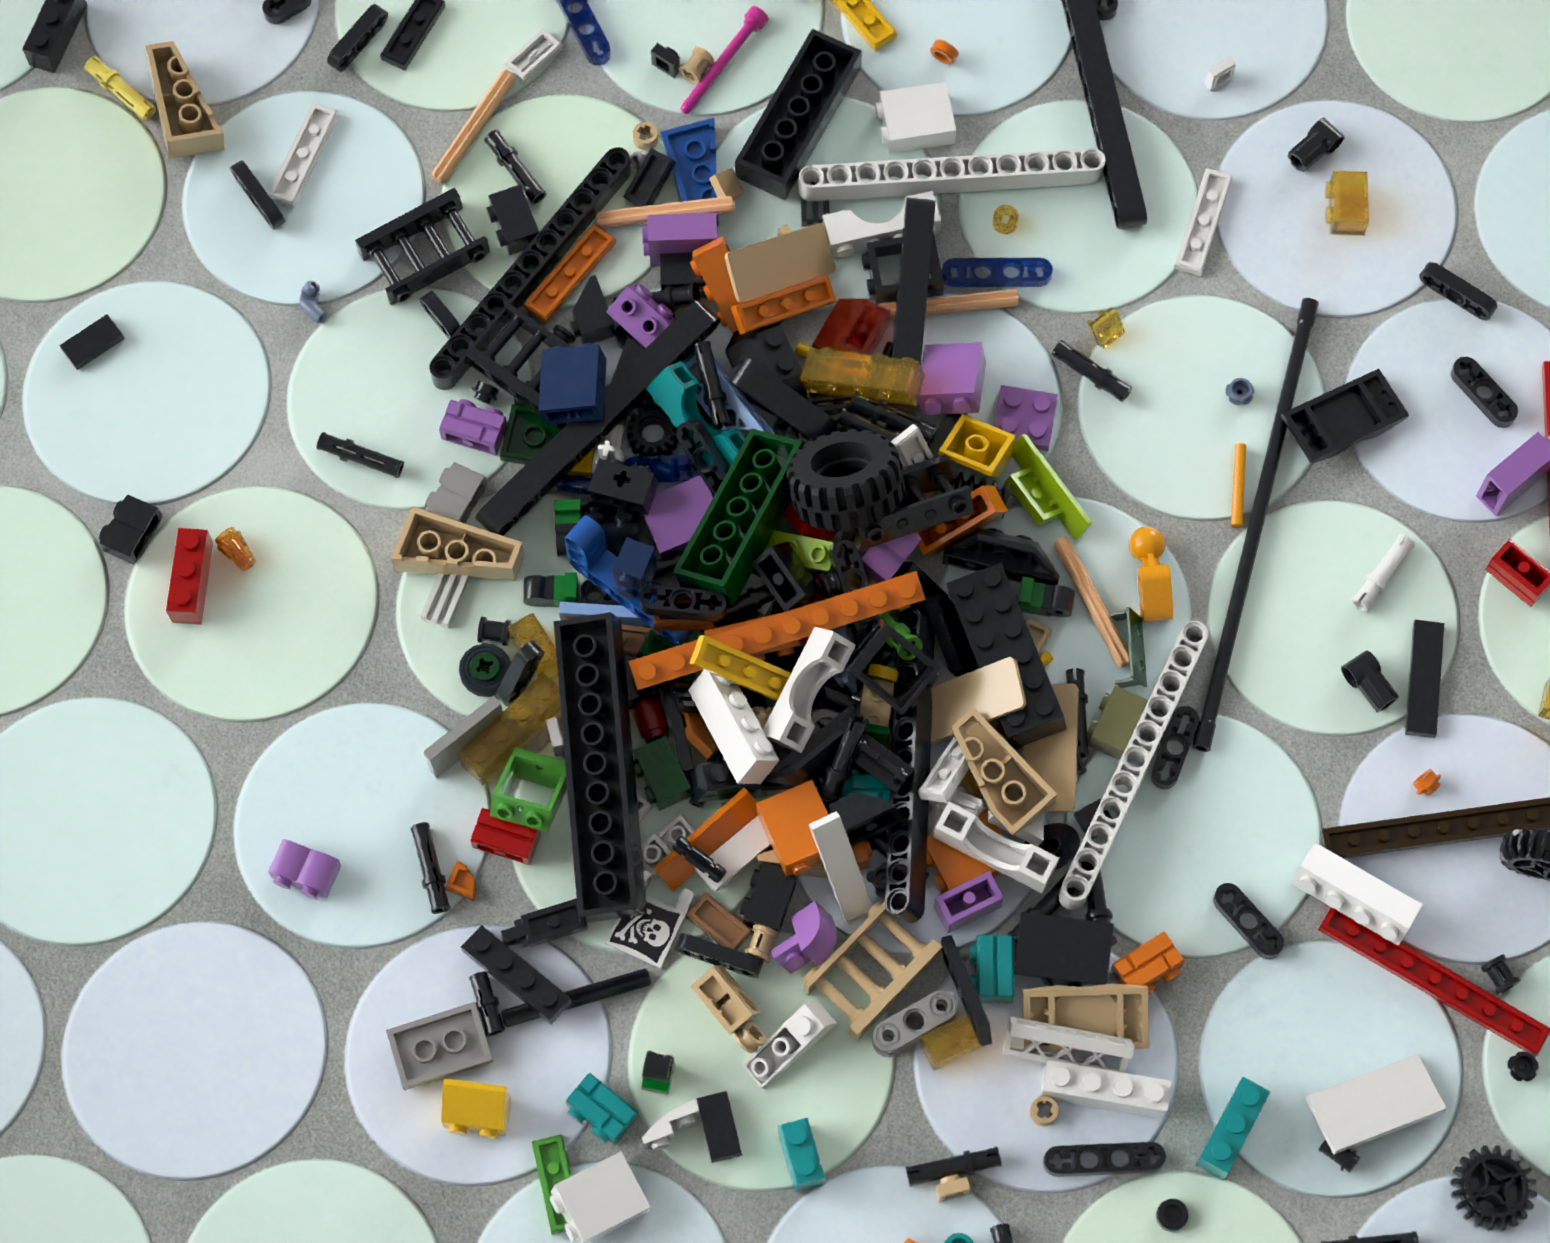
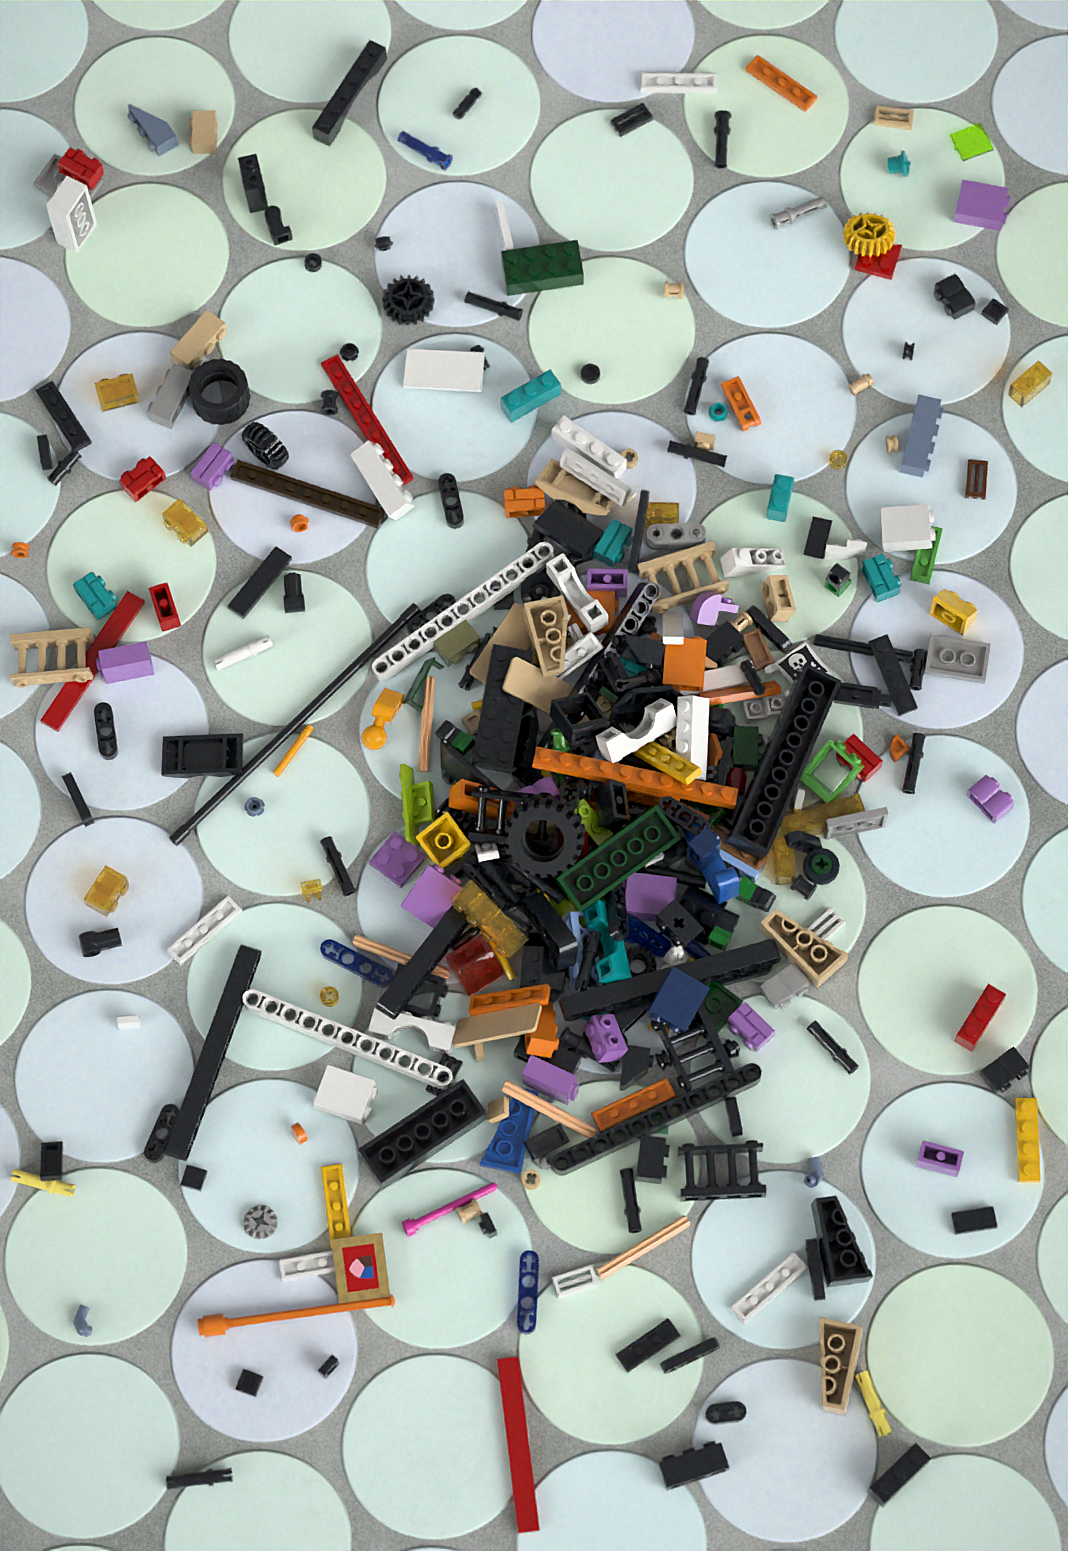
camera: 150 degrees left, 0 degrees up
(66, 465) = (1027, 1140): none -> yellow plate
(162, 381) = (939, 1158): none -> medium lavender brick
(234, 547) = (942, 1025): clear orange cone -> none
(235, 222) = (838, 1248): none -> black wedge
(750, 1037) = (774, 569): tan bush -> none
(1103, 1153) = (612, 415): black beam -> none

